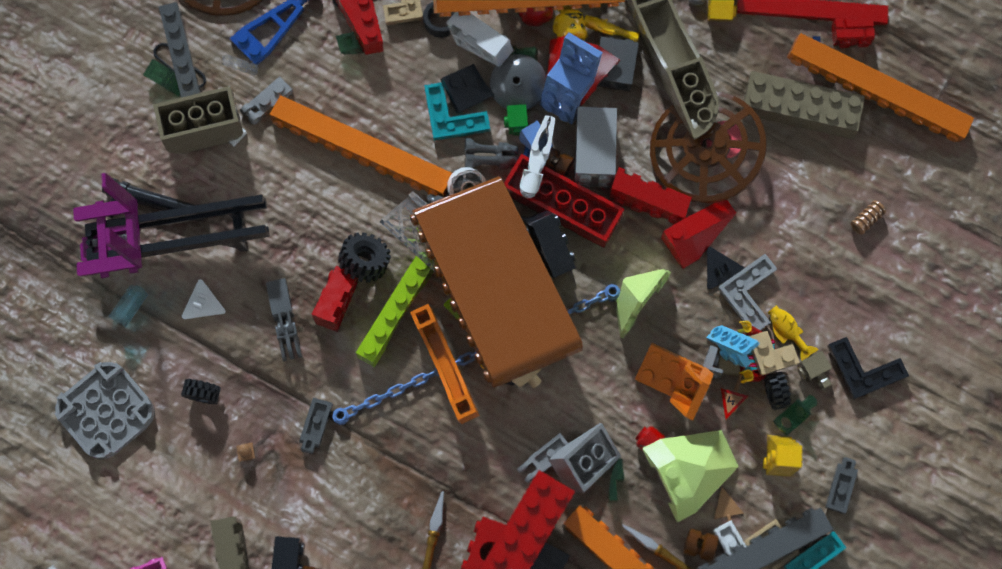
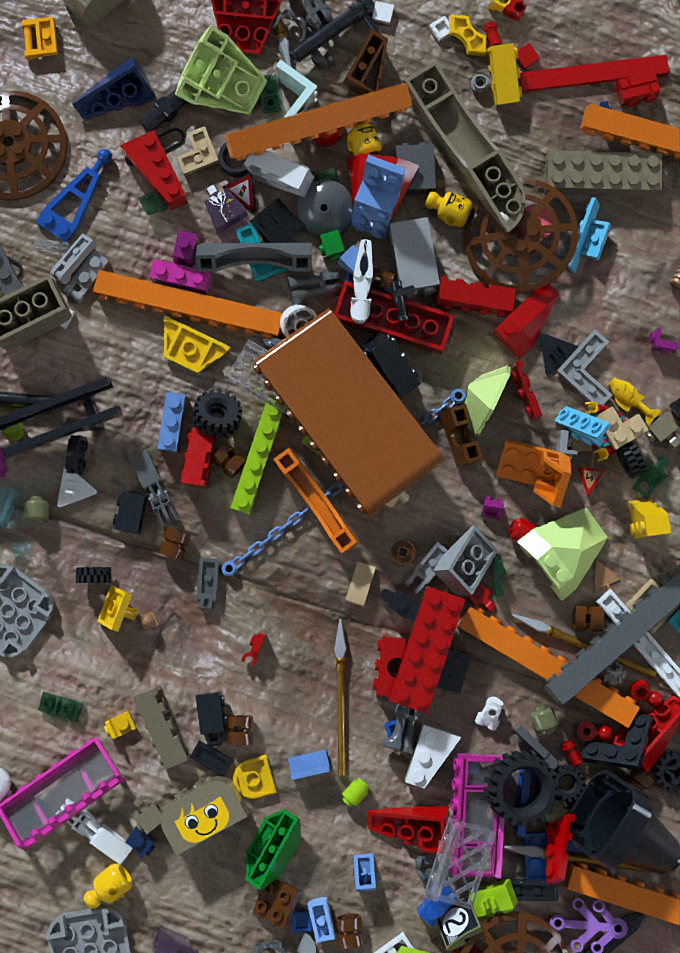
camera: 10 degrees left, 10 degrees up
(133, 520) = (60, 706): none -> clear green slope
(156, 234) = (13, 433): none -> lime piece
(159, 316) = (36, 510): none -> olive head
(190, 552) = (120, 725): none -> yellow bracket
(212, 278) = (77, 462): none -> black hinge
(216, 430) = (116, 608): none -> yellow tile
(253, 338) = (130, 512): none -> black brick
(257, 80) = (73, 258): none -> light grey plate
(290, 378) = (174, 544): none -> reddish brown wheel
(317, 258) = (172, 422): none -> medium blue brick
(350, 498) = (256, 643): none -> red plate
(353, 188) = (190, 347): none -> yellow wing
(357, 115) = (188, 277): none -> dark pink arch
(364, 304) = (229, 460): none -> reddish brown wheel
(373, 92) = (186, 248): none -> magenta torso
(417, 63) = (223, 208): none -> clear purple torso
(440, 50) = (243, 191): none -> piece
(469, 118) = (218, 256): none -> dark grey arch
(471, 459) = (360, 584): none -> tan slope
(507, 487) = (401, 603): none -> black brick
(521, 435) = (402, 552): none -> reddish brown wheel
(572, 173) = (399, 297): none -> black piece
(593, 497) = (480, 596): none -> red plate
(603, 318) = (455, 424): none -> reddish brown arch
(606, 27) = (400, 134): yellow animal -> none
(624, 411) = (491, 508): none -> magenta tile
(643, 108) = (451, 208): none -> yellow piece
(685, 319) = (523, 382): none -> red wing
(778, 162) = (591, 236): none -> medium azure bracket
(832, 285) = (664, 346): none -> magenta bracket

